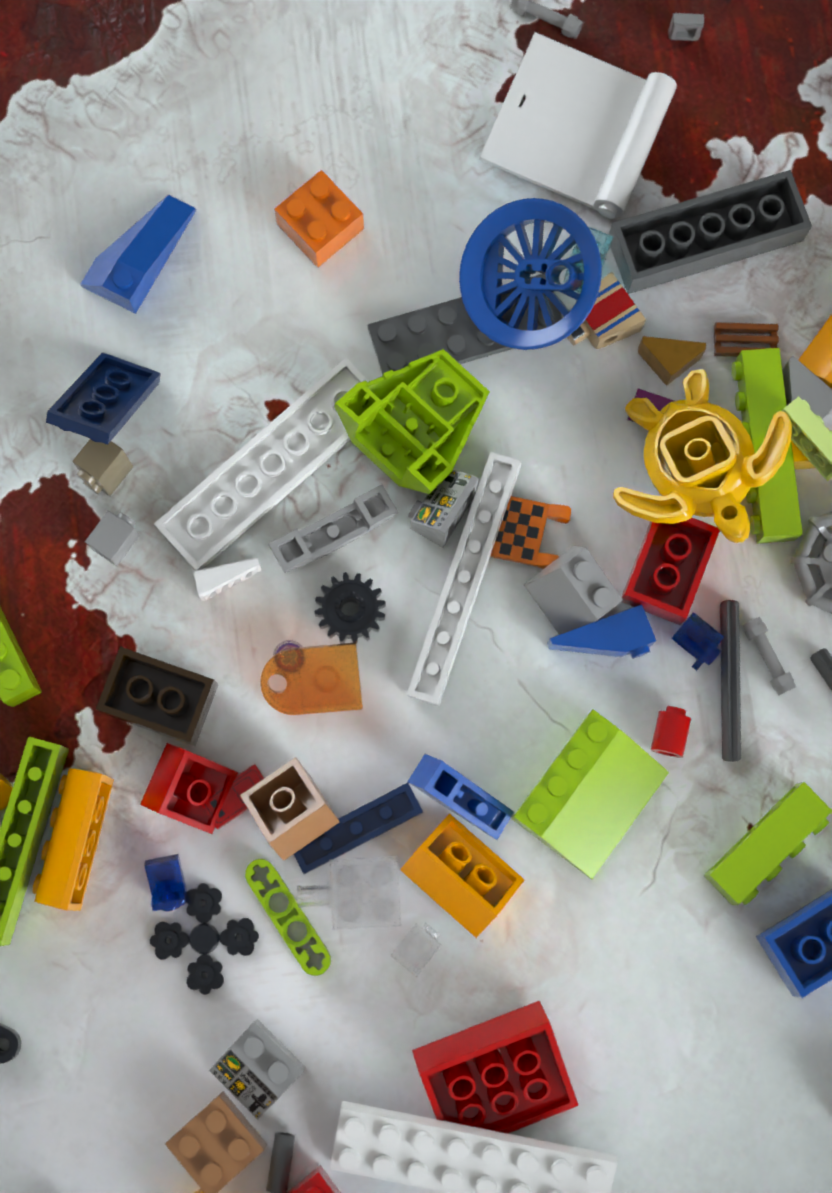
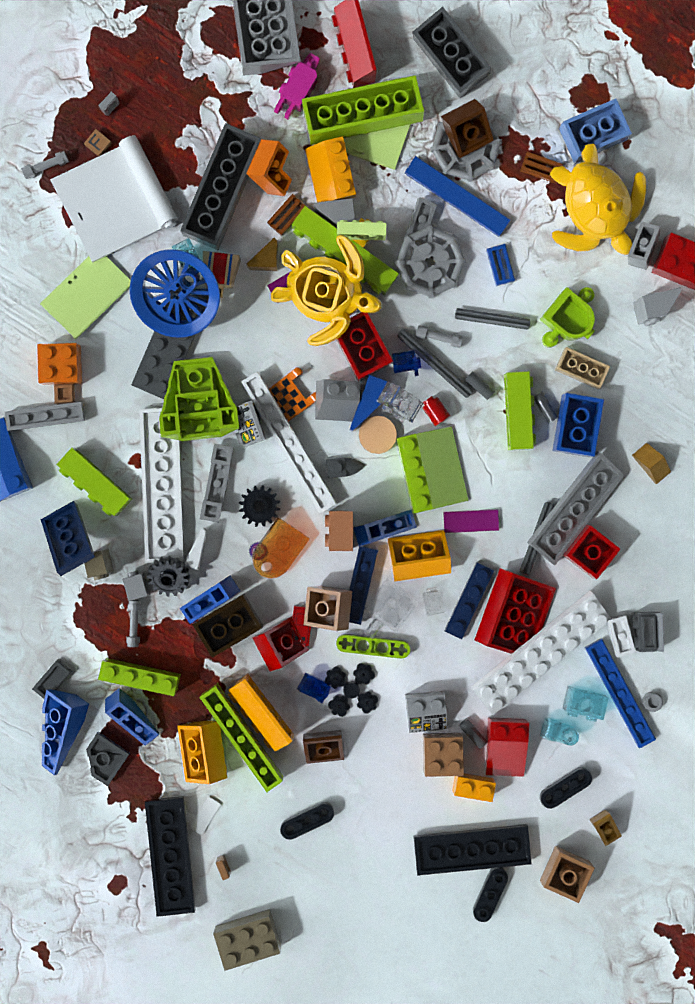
camera: 45 degrees left, 10 degrees up
(38, 592) = (133, 640): none -> light grey bar
(93, 965) = (323, 746): none -> reddish brown slope
(160, 566) = (168, 575): none -> black gear
(175, 646) = (210, 599): none -> blue slope
(205, 378) = (93, 481): none -> lime brick
(238, 254) = (44, 416): none -> light grey plate
(287, 256) = (64, 393): none -> medium nougat tile
(407, 733) = (340, 531): none -> nougat brick
(431, 186) = (87, 296): none -> yellowish green container
(459, 997) = (469, 600): none -> dark blue plate
(492, 675) = (343, 467): none -> dark grey plate
(567, 907) = (471, 521): none -> magenta sticker
(573, 684) = (377, 434): none -> light nougat tile
(622, 1018) = (531, 553): none -> dark grey axle
(627, 52) = (97, 143): none -> medium nougat tile
(648, 689) = (400, 402): none -> clear brick
(671, 1110) = (591, 552): none -> red brick
(709, 1036) = (576, 508): none -> light grey plate
(754, 763) = (479, 385): none -> dark grey hinge
(781, 263) = (267, 168): none -> orange brick
(804, 876) = (545, 407): none -> dark grey hinge

